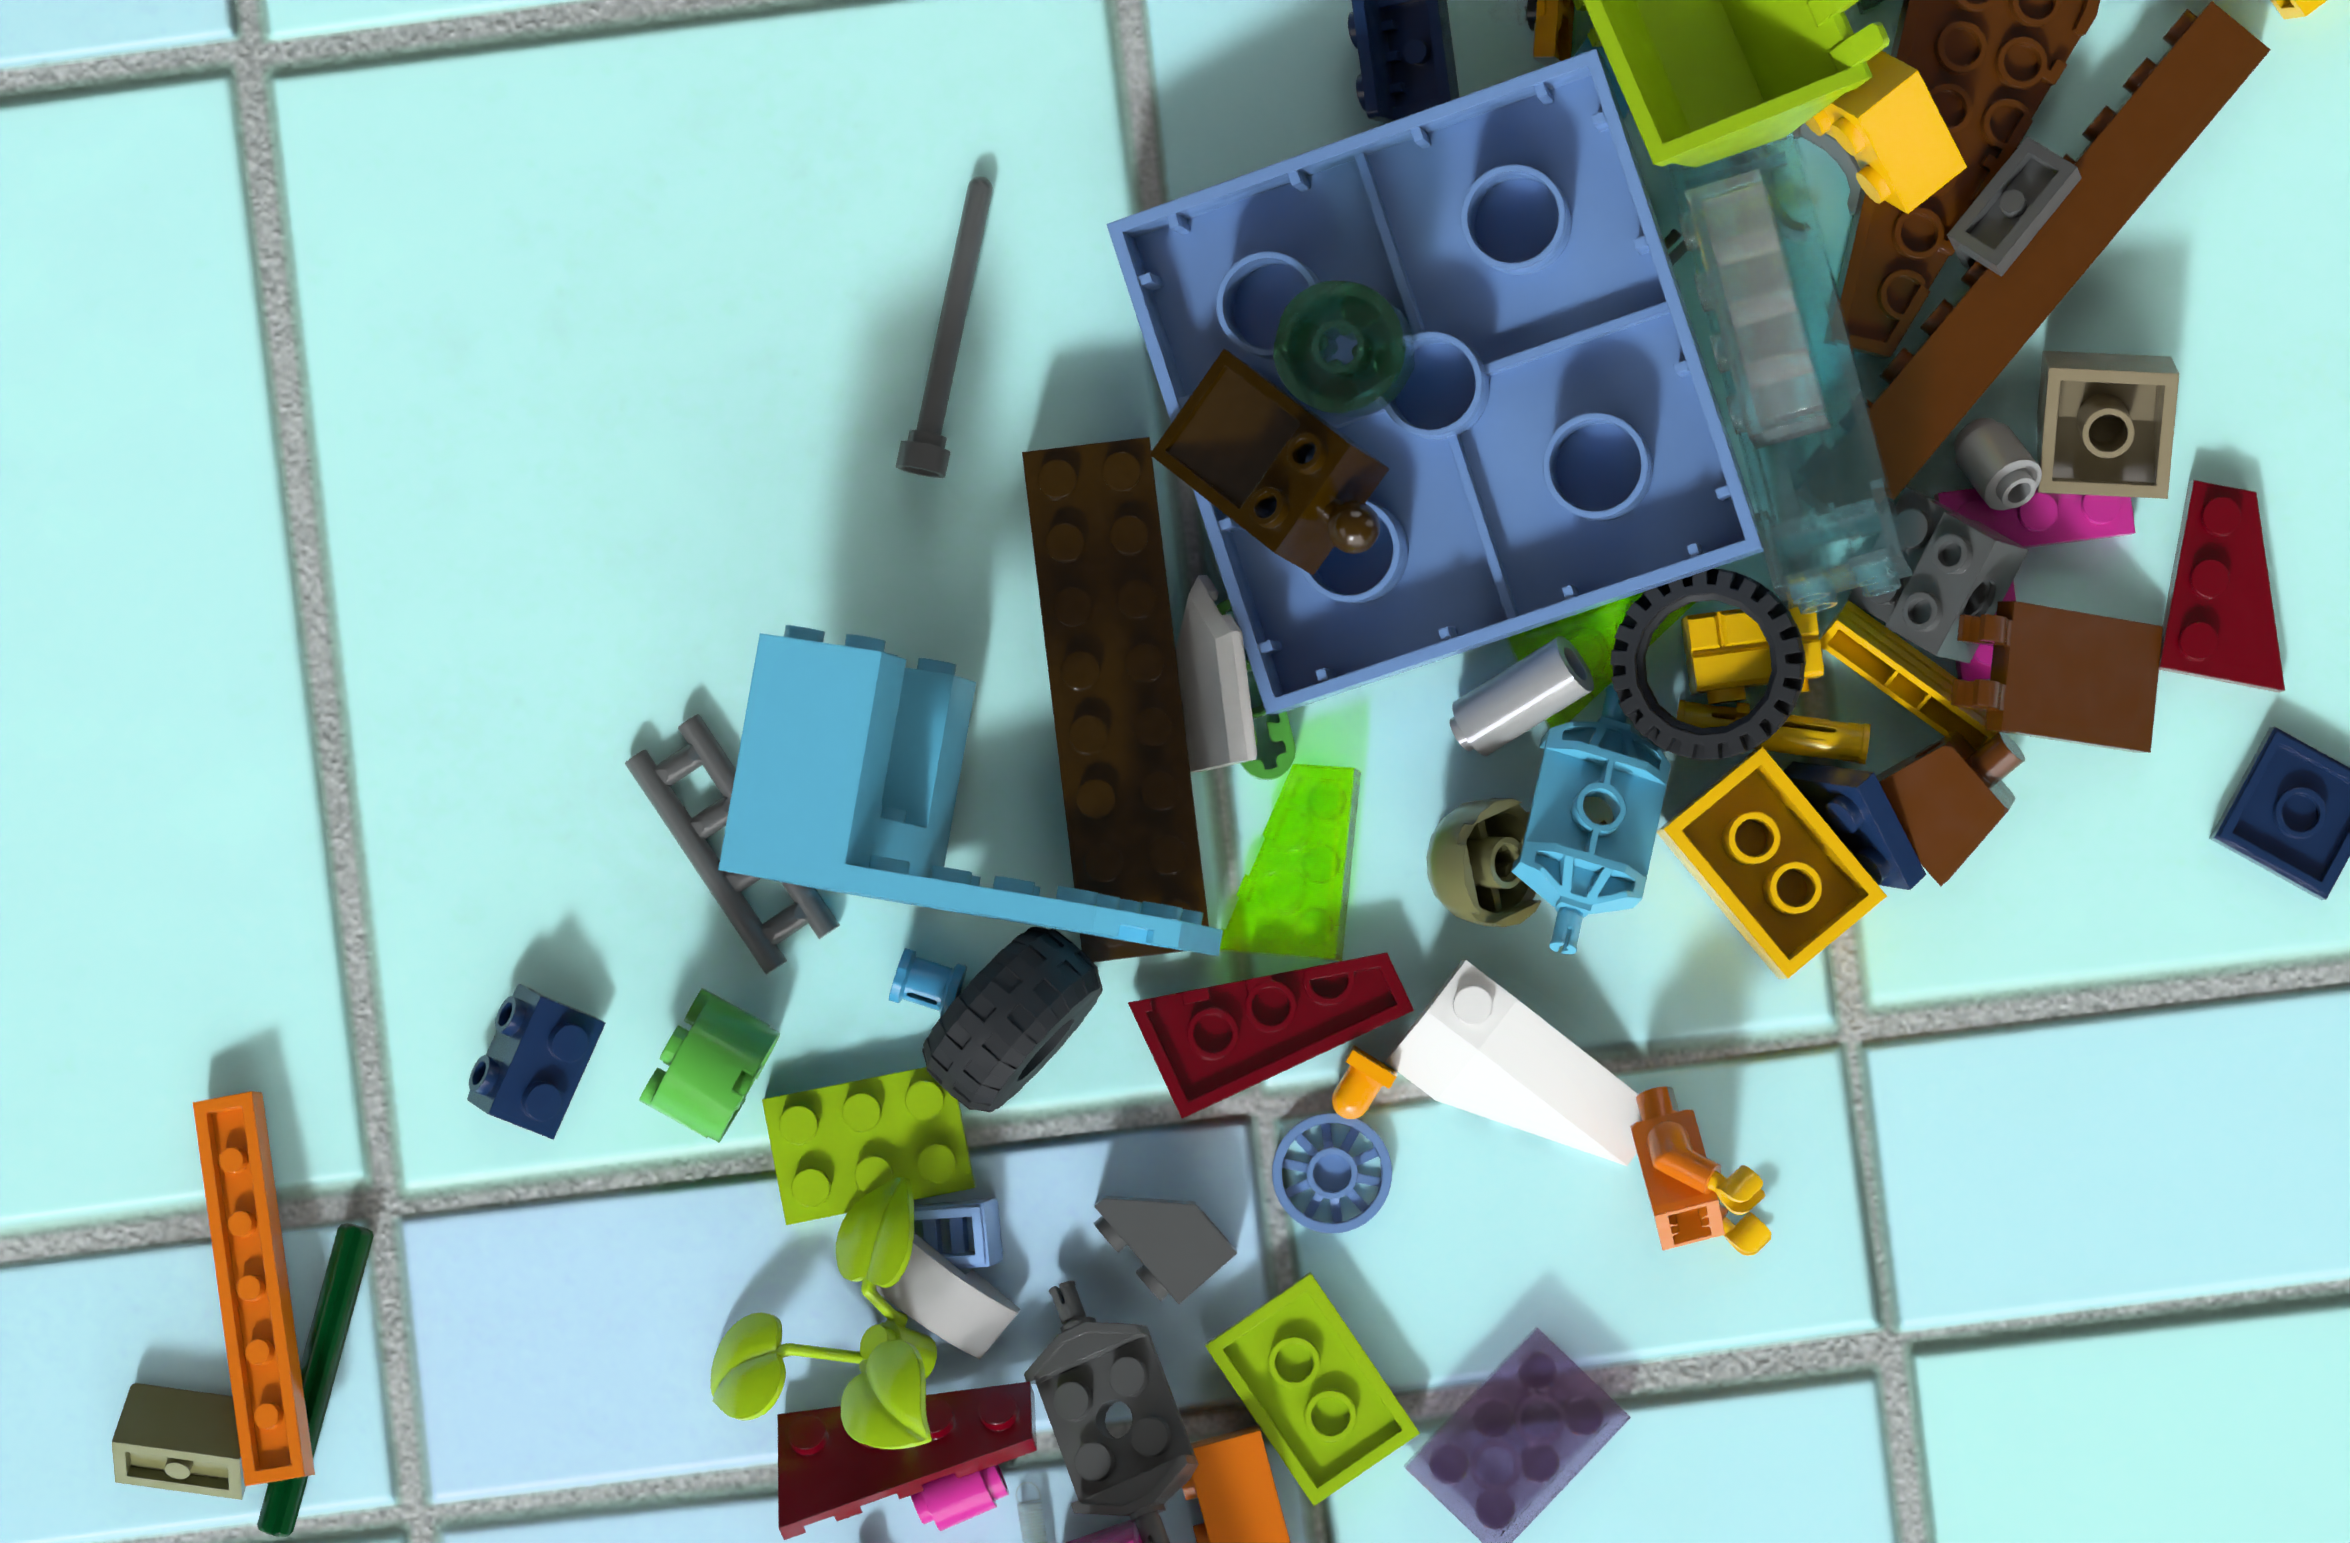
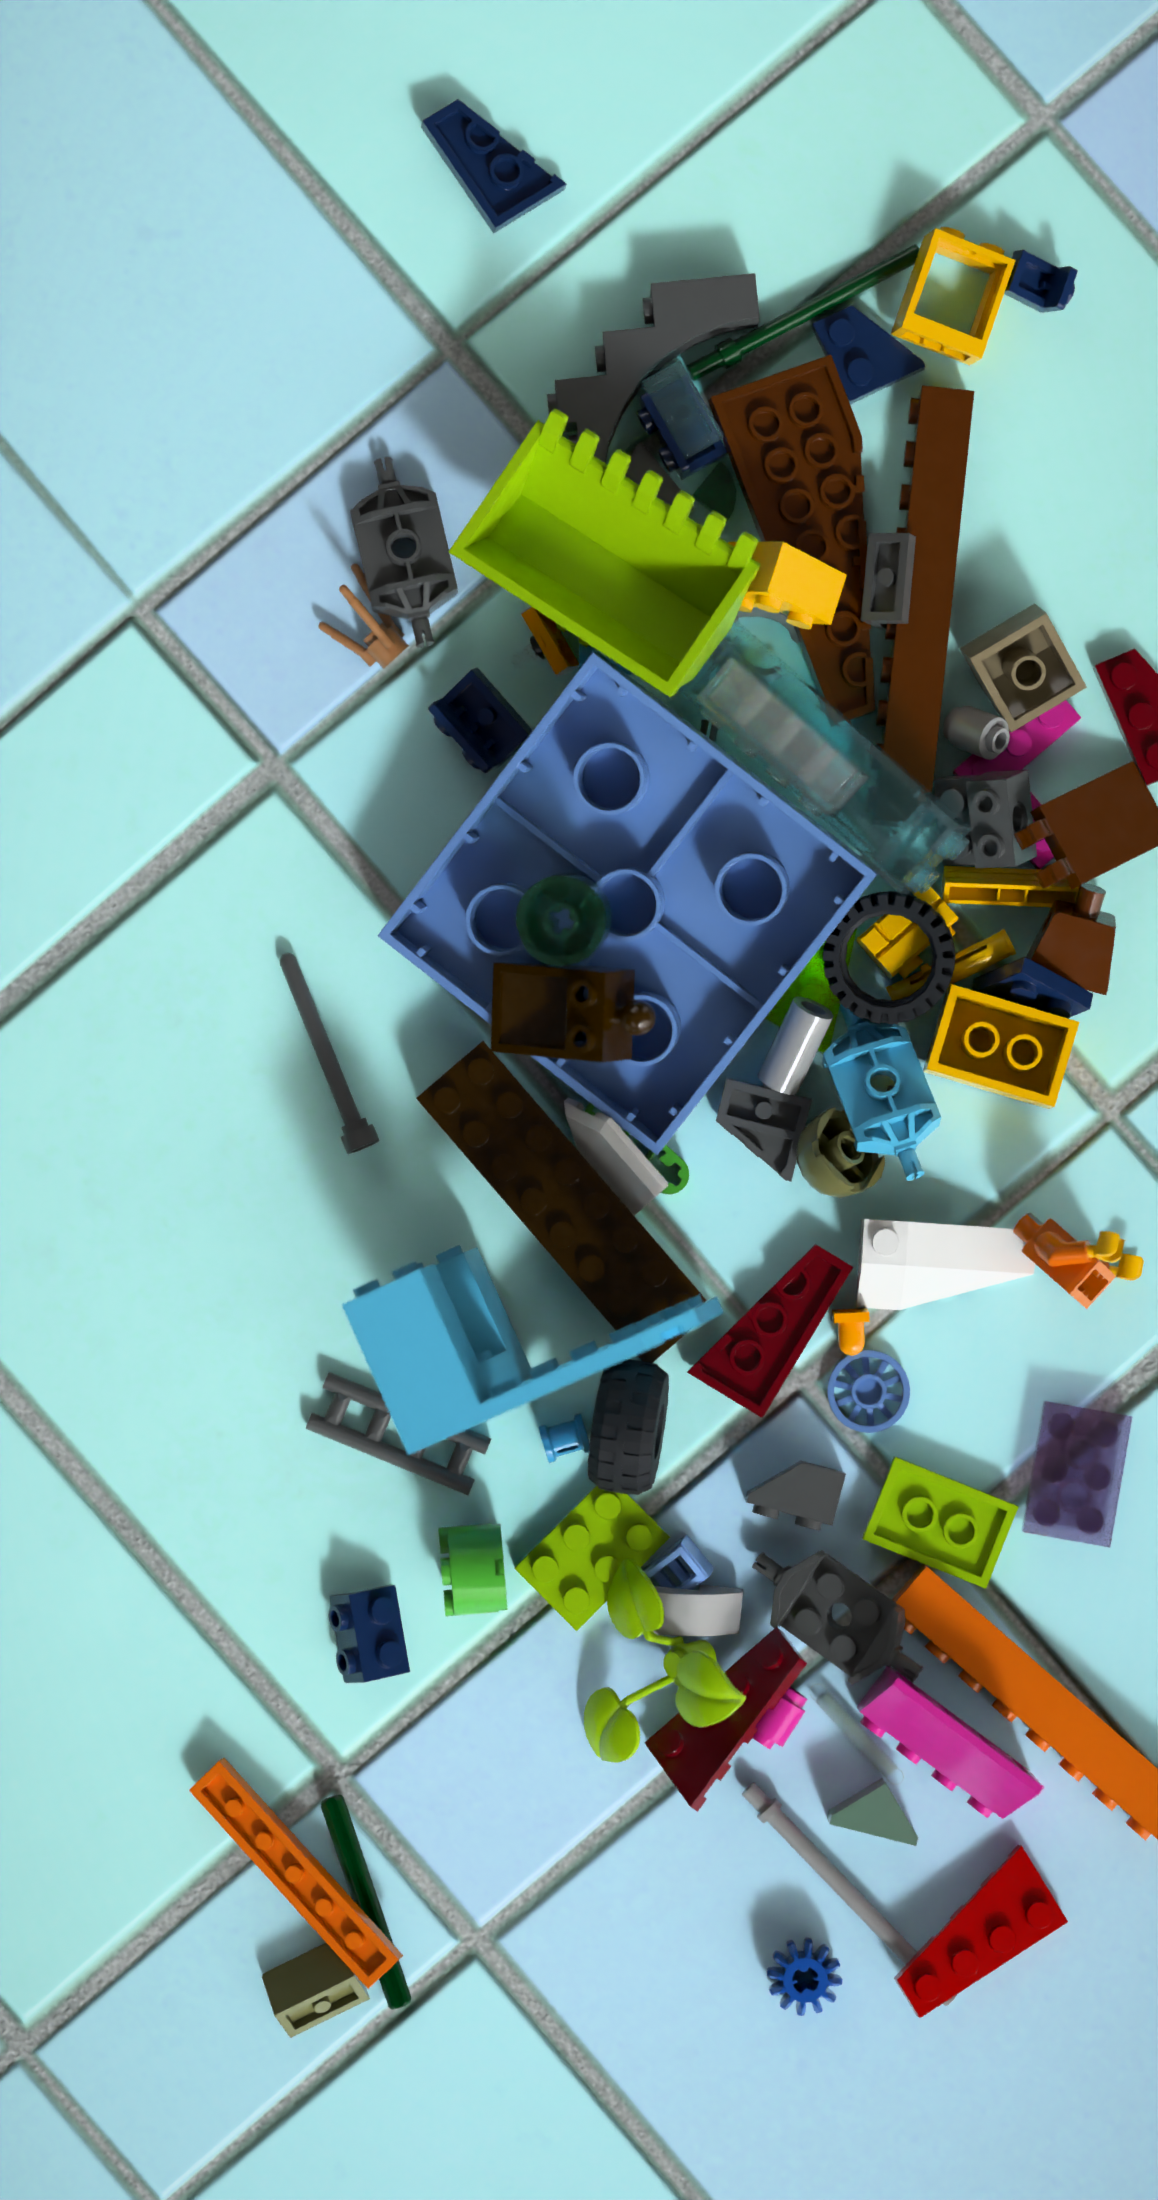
camera: 30 degrees left, 0 degrees up
(1301, 877) = (735, 1230): clear neon green wing -> none
(1424, 764) = (765, 1122): none -> dark grey wing

